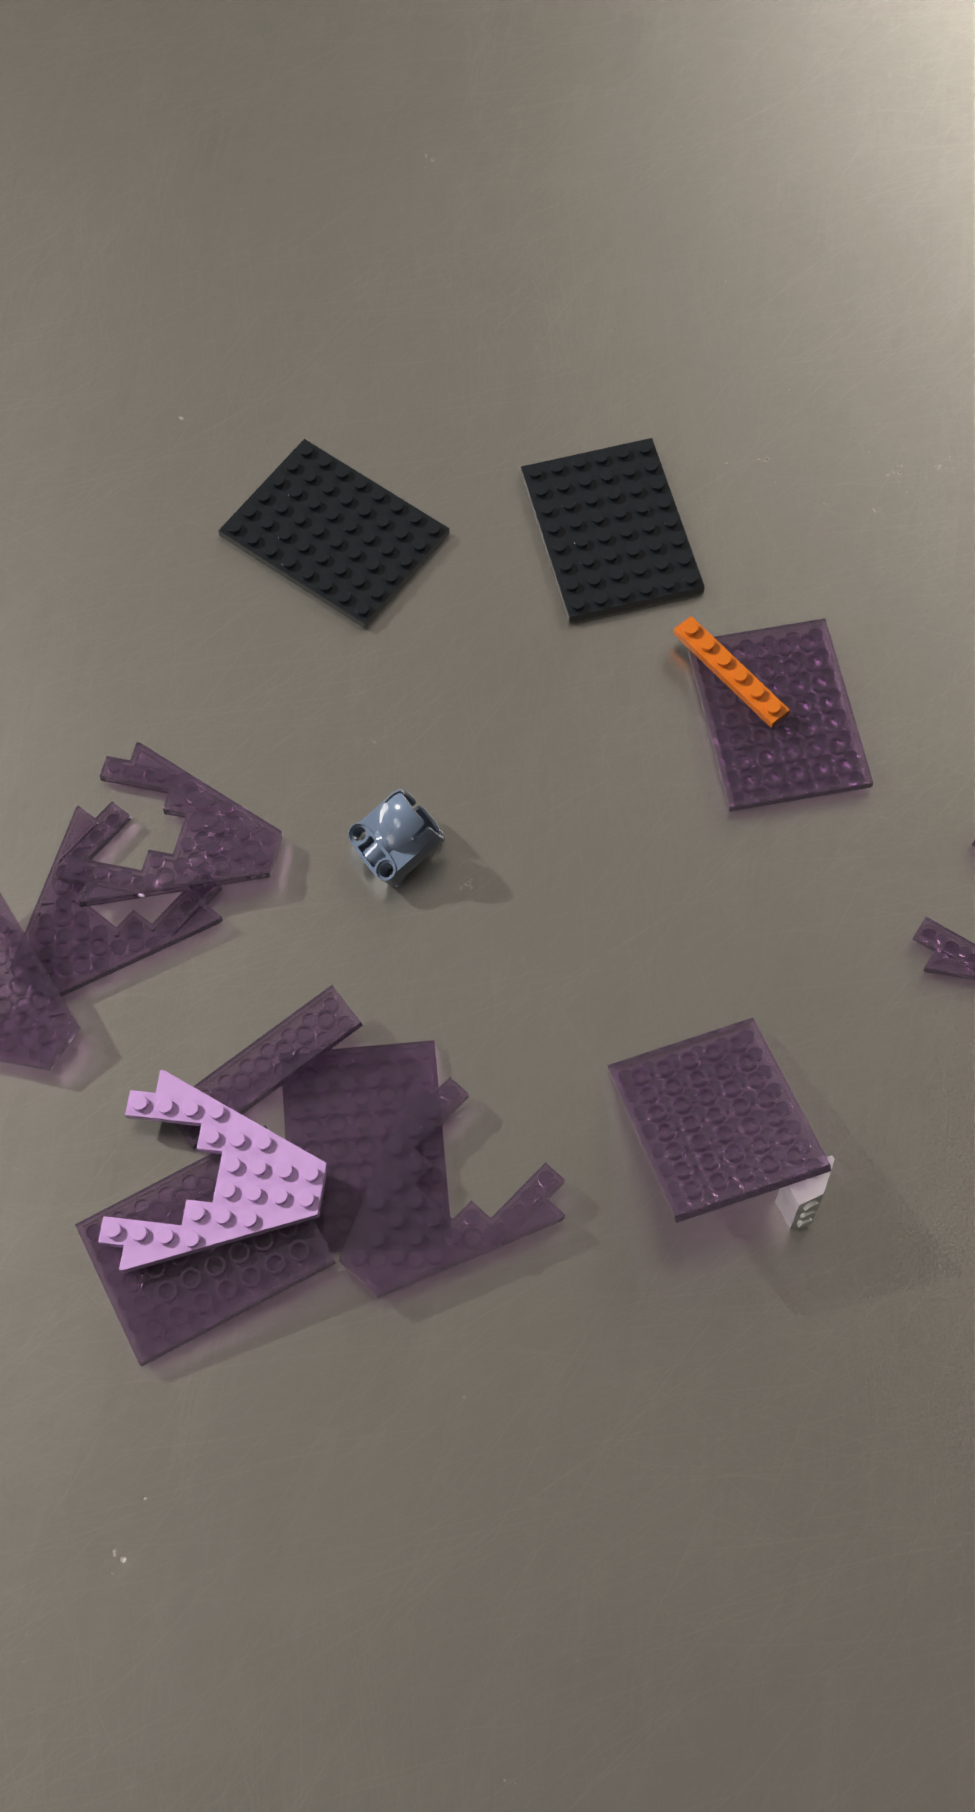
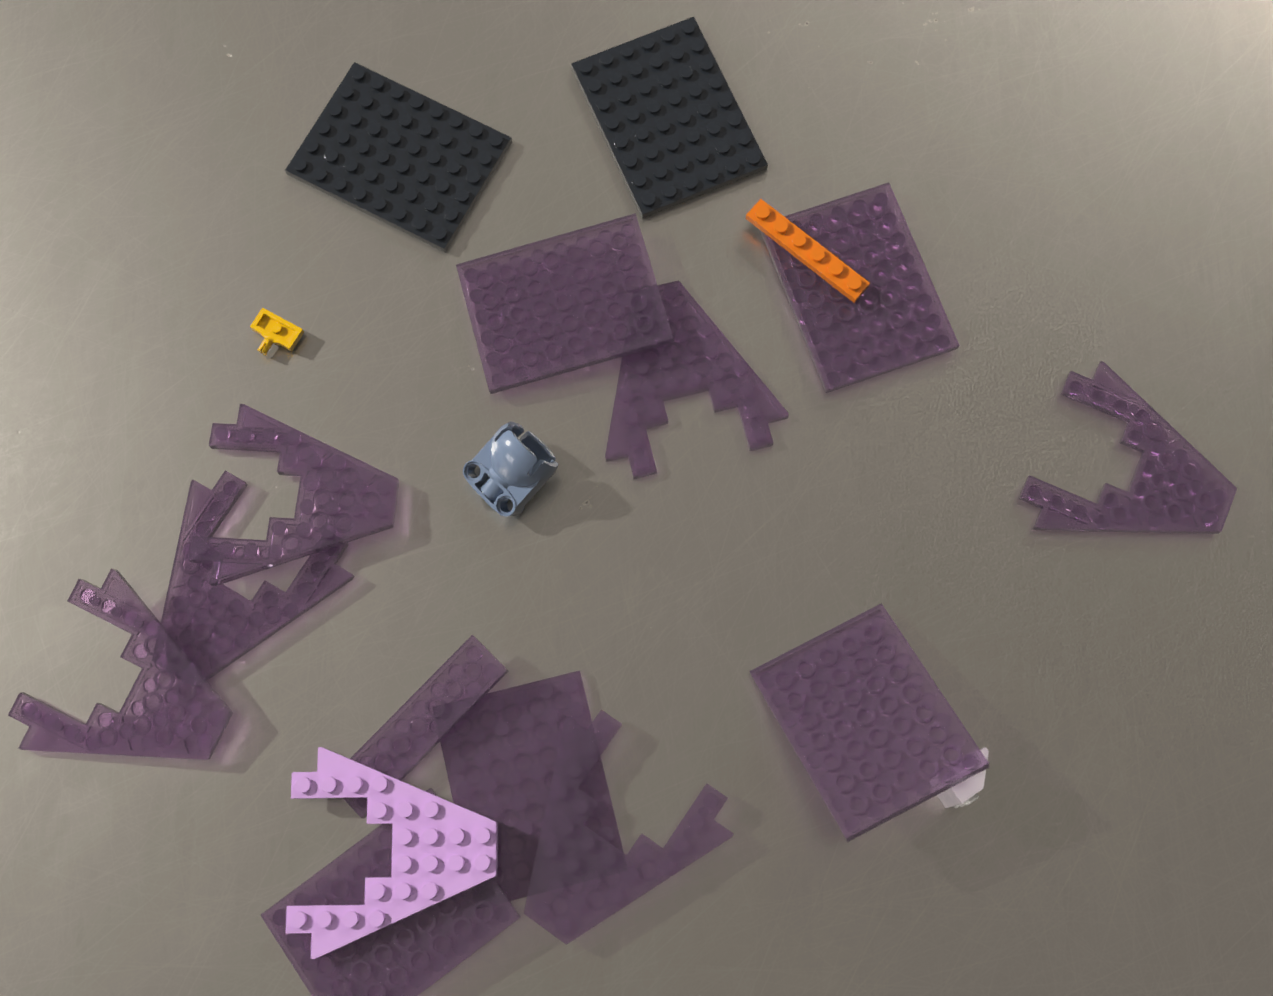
camera: 10 degrees left, 10 degrees up
(183, 679) = (275, 331): none -> yellow plate
(476, 689) = (564, 303): none -> clear purple plate
(578, 753) = (692, 364): none -> clear purple wing

